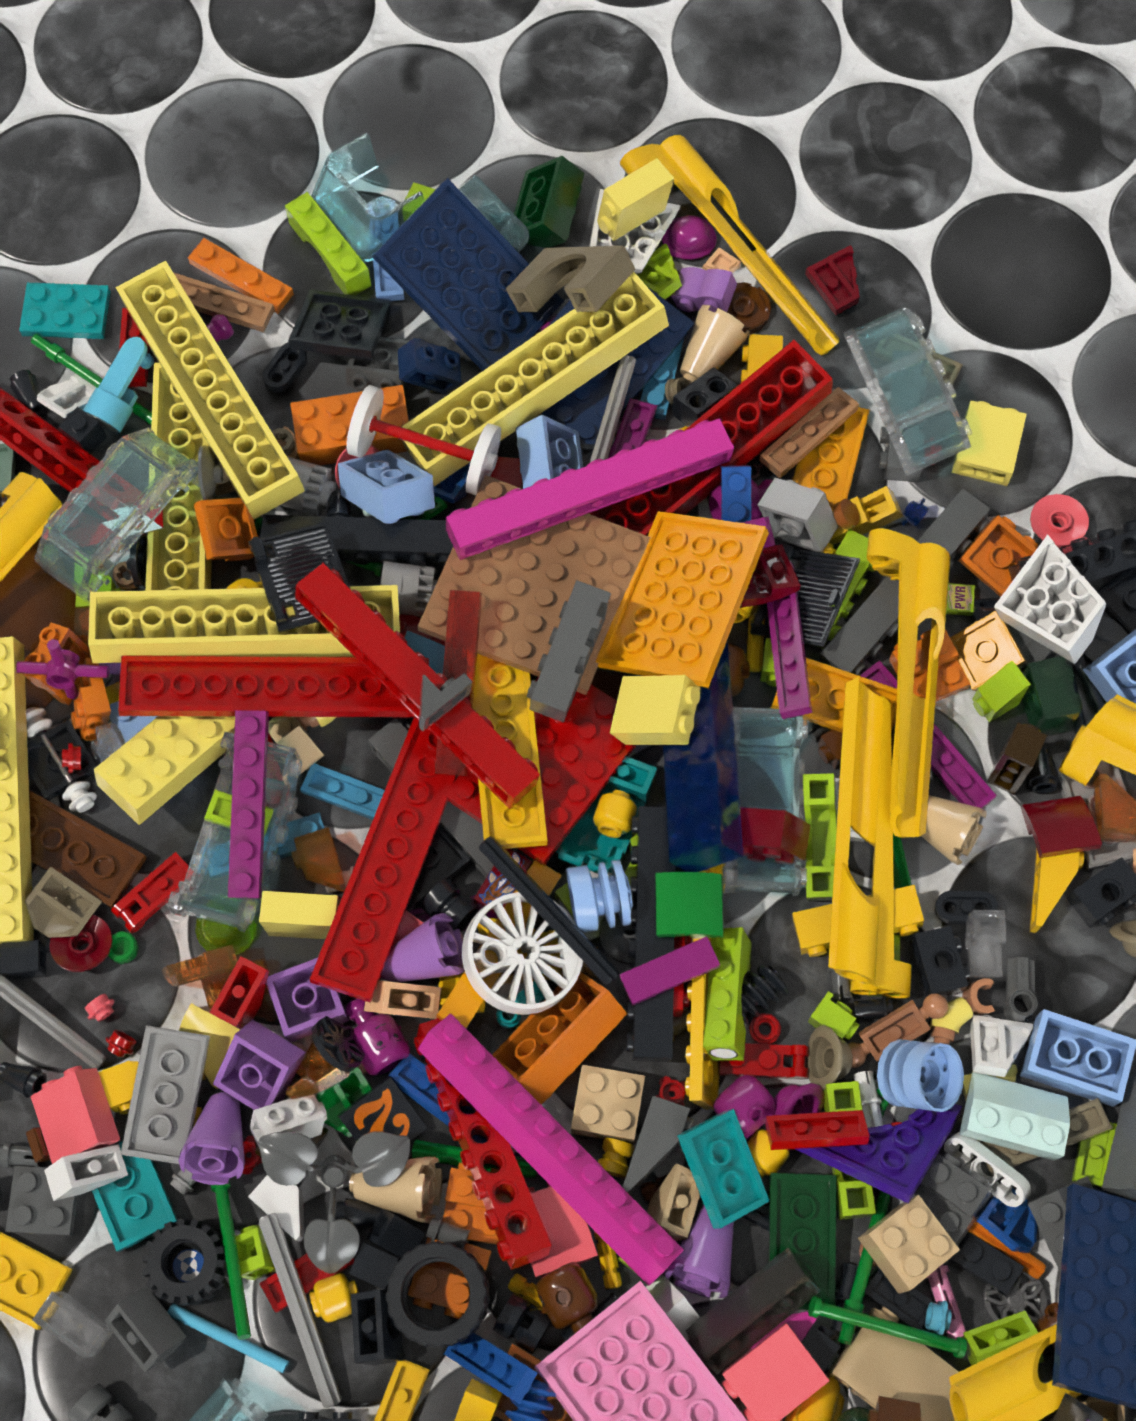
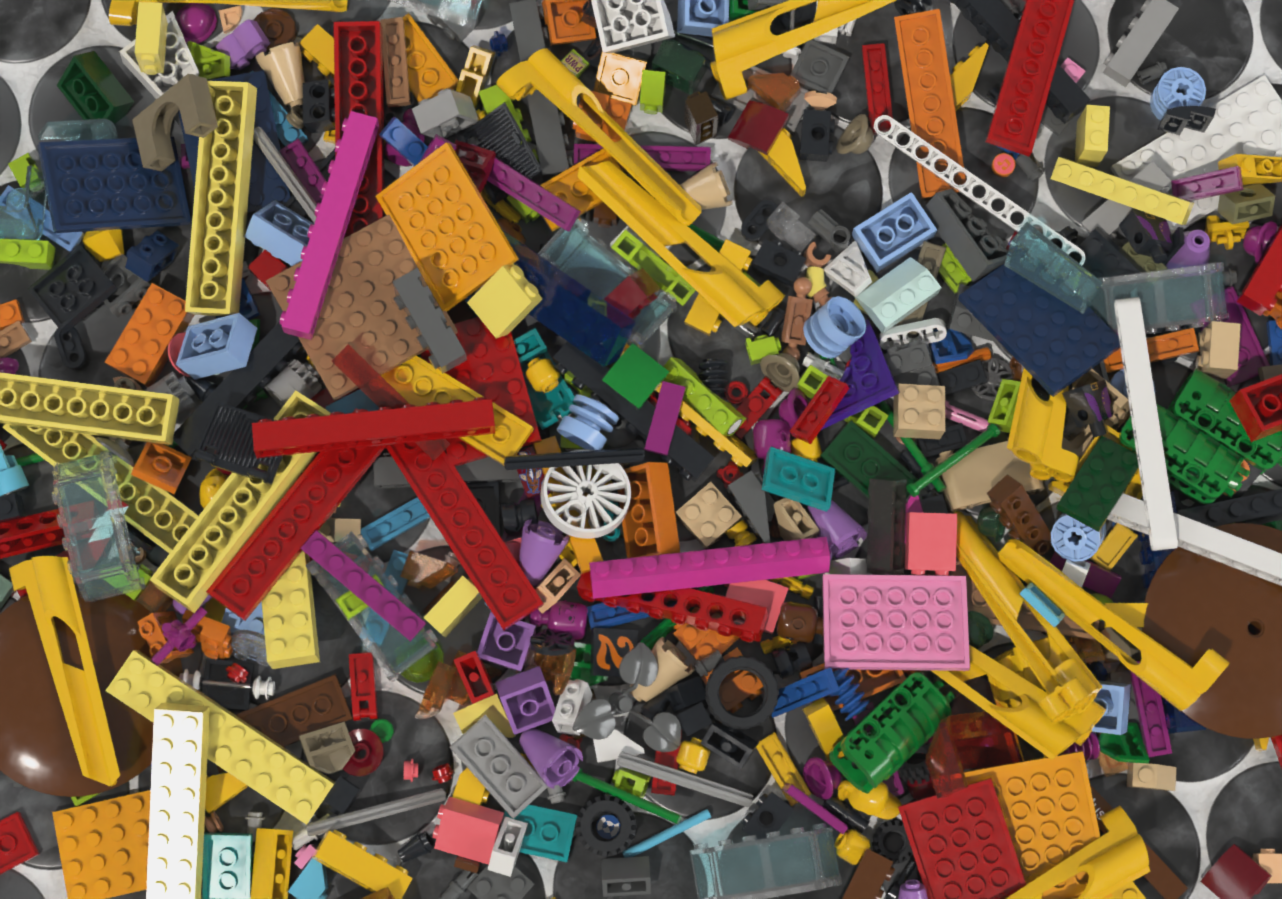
camera: 50 degrees left, 10 degrees up
(367, 421) = (168, 325): white piece -> none
(408, 320) = (104, 244): none -> yellow slope
(437, 702) = (400, 424): dark grey slope -> none
(846, 514) = (469, 86): dark orange tile -> none
(938, 1317) = (969, 428): medium azure plate -> none

